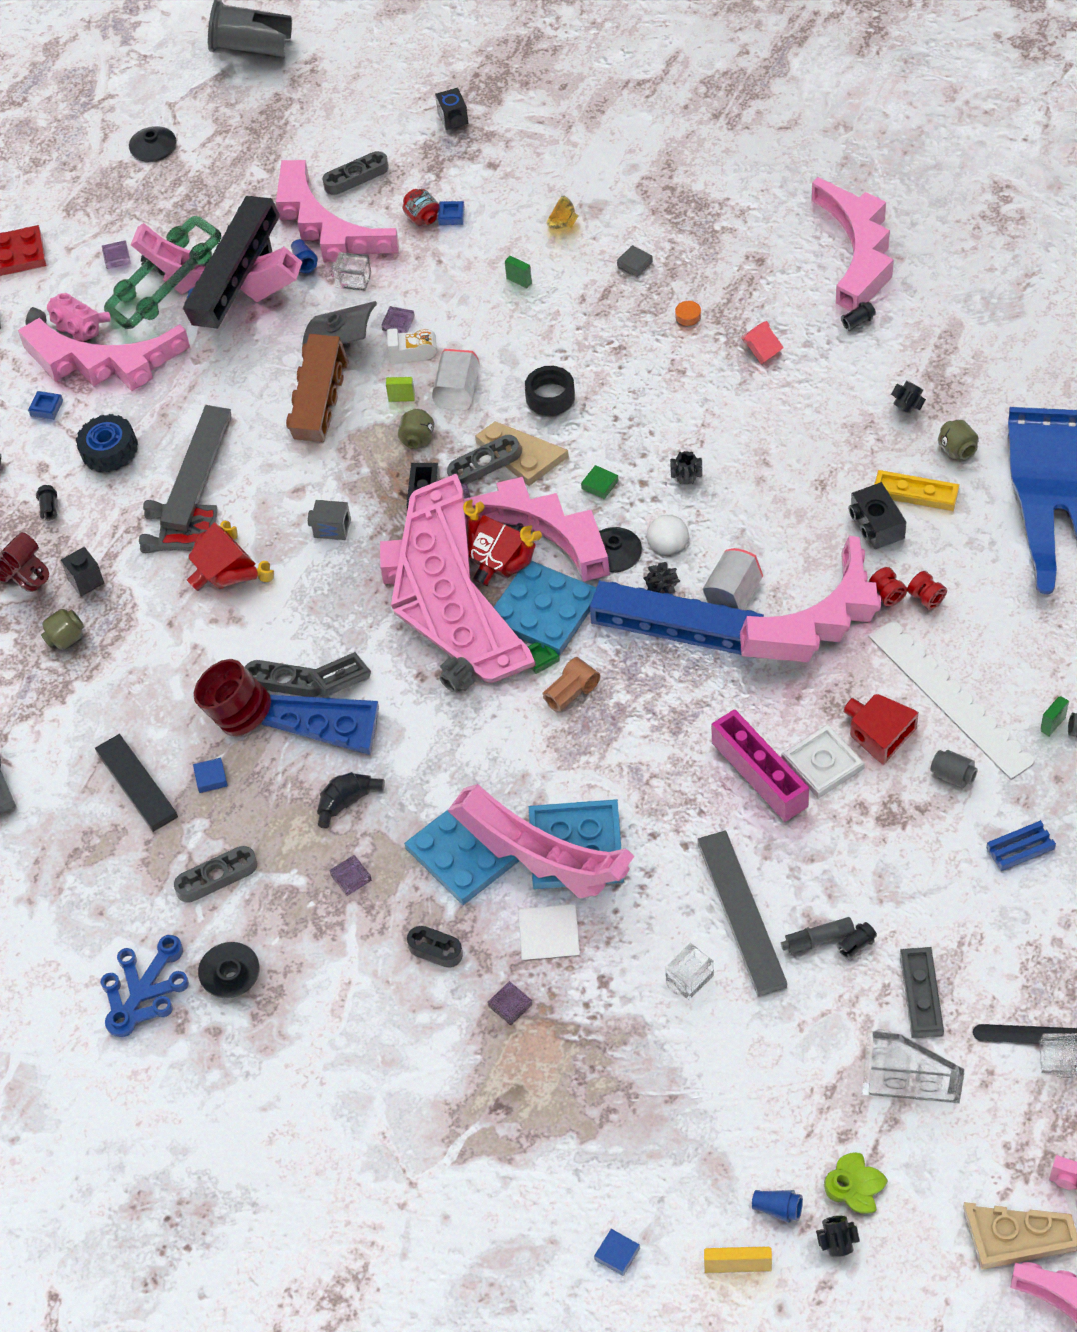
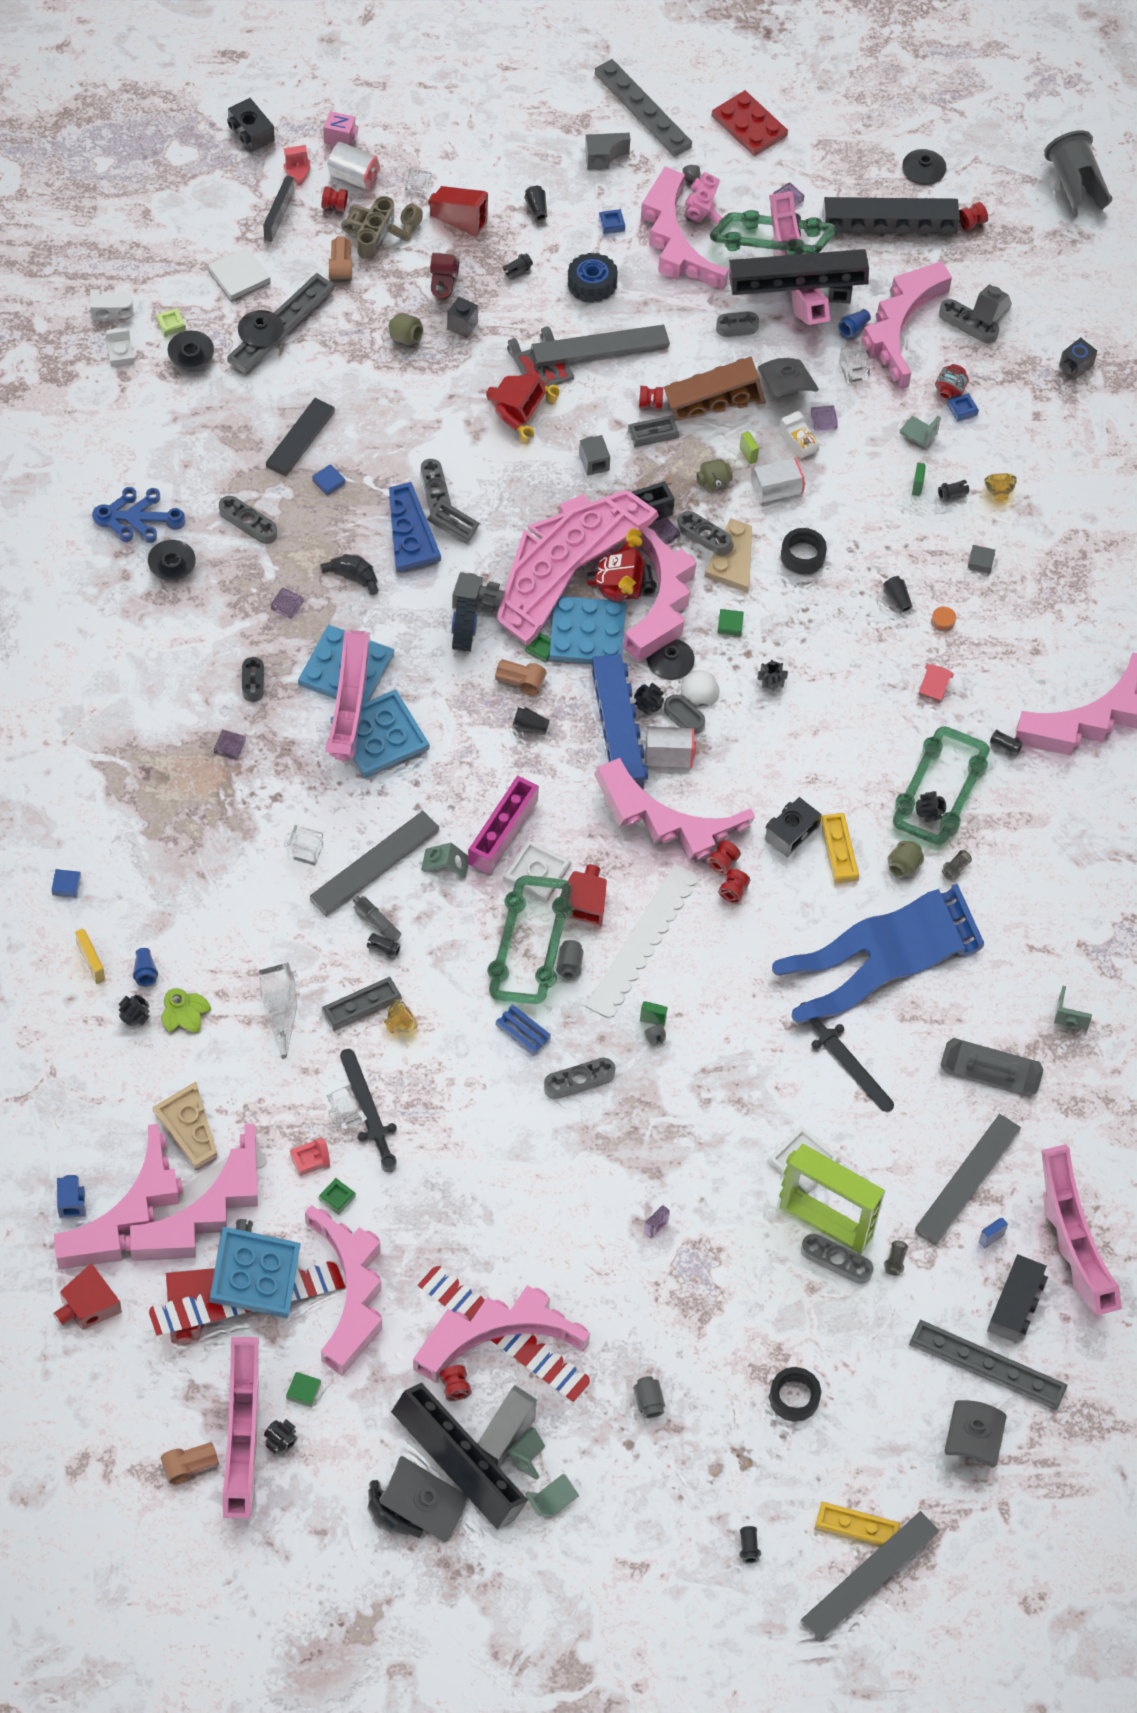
camera: 55 degrees right, 5 degrees up
(198, 179) = (892, 215): none -> black brick
(232, 697) = (390, 459): dark red wheel -> none
(237, 346) = (737, 324): none -> dark grey beam
(239, 125) = (974, 215): none -> red wheel
(291, 444) = (645, 397): none -> red wheel
(324, 478) = (654, 433): none -> dark grey tile
(354, 143) = (991, 304): none -> dark grey slope
(438, 694) = (466, 586): none -> dark grey brick
(464, 251) = (919, 431): none -> sand green bracket
(485, 706) = (464, 623): none -> black wheel
(544, 256) = (948, 491): none -> black pin
(548, 932) = (300, 747): white sticker -> none
(632, 697) = (530, 721): none -> black cone
(642, 335) = (897, 592): none -> black cone
(693, 560) = (684, 713): none -> dark grey tile
(769, 842) = (444, 856): none -> sand green bracket
(891, 416) = (951, 820): none -> clear green bar
(936, 840) = (545, 974): none -> clear green bar
(963, 957) = (400, 1018): none -> clear yellow brick
(985, 408) = (952, 869): none -> clear smoke pin

